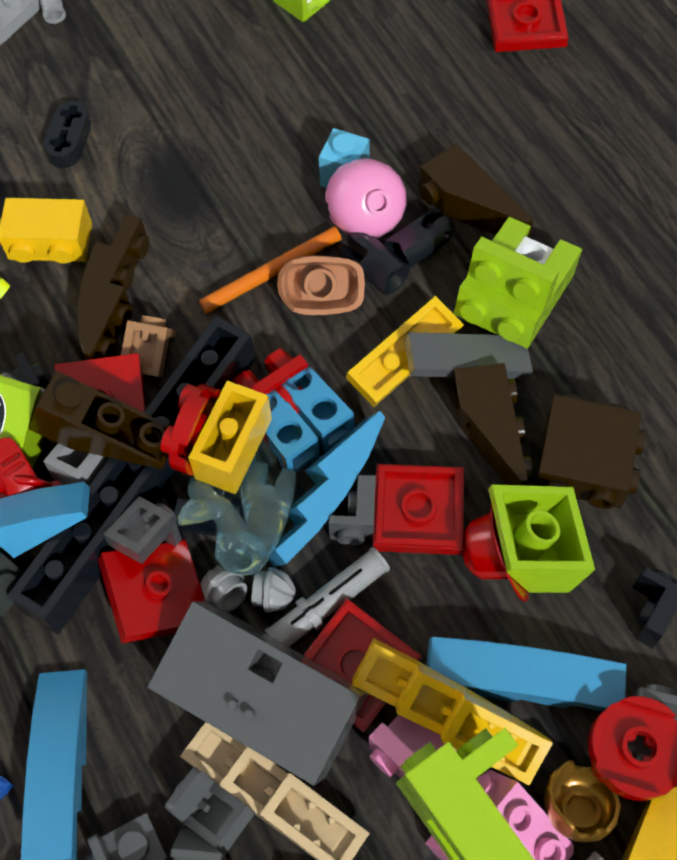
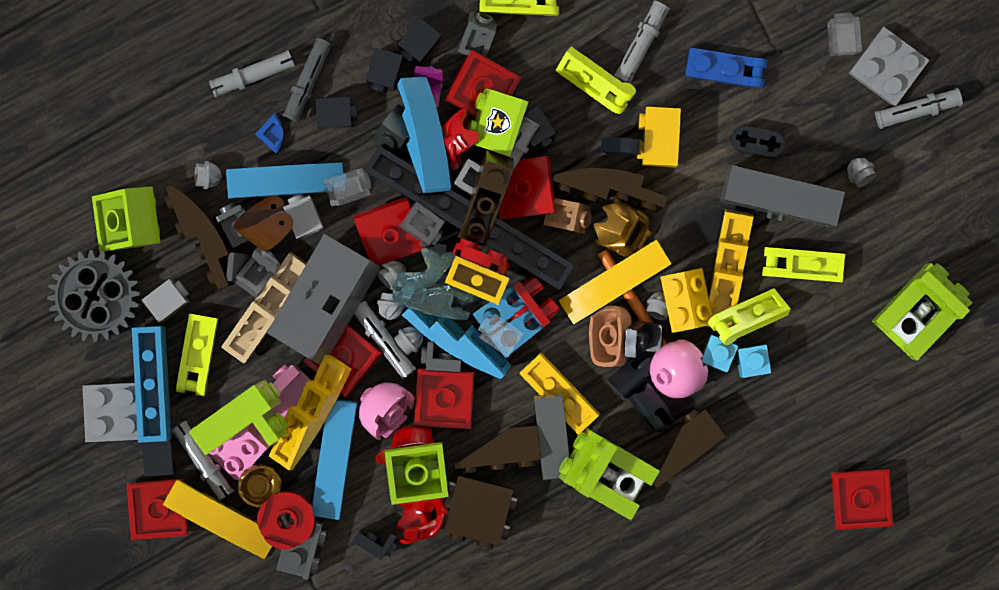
camera: 85 degrees right, 25 degrees up
(51, 271) = (621, 146): none -> black beam
(74, 657) = (347, 186): none -> clear brick
(115, 27) = (860, 171): none -> light grey plate
(119, 731) = (304, 216): none -> light grey brick
(132, 784) = (262, 225): none -> reddish brown piece
(136, 91) = (781, 197): none -> dark grey brick
(175, 276) = (619, 227): none -> pearl gold helmet
(229, 81) = (805, 264): none -> neon yellow plate
(230, 160) = (730, 261): none -> yellow slope
(244, 282) = (615, 282): none -> yellow slope
(272, 193) = (686, 300): none -> yellow brick
(280, 232) = (657, 306): none -> light grey plate
(295, 124) = (749, 316): none -> neon yellow plate
(317, 408) = (500, 334): none -> clear brick
(323, 239) = (643, 337): none -> black bracket
(326, 560) = (409, 339): none -> light grey plate
(355, 116) = (753, 361): none -> medium azure brick
(436, 595) = (384, 408): none -> bright pink cylinder
(622, 541) = (418, 521): none -> red helmet

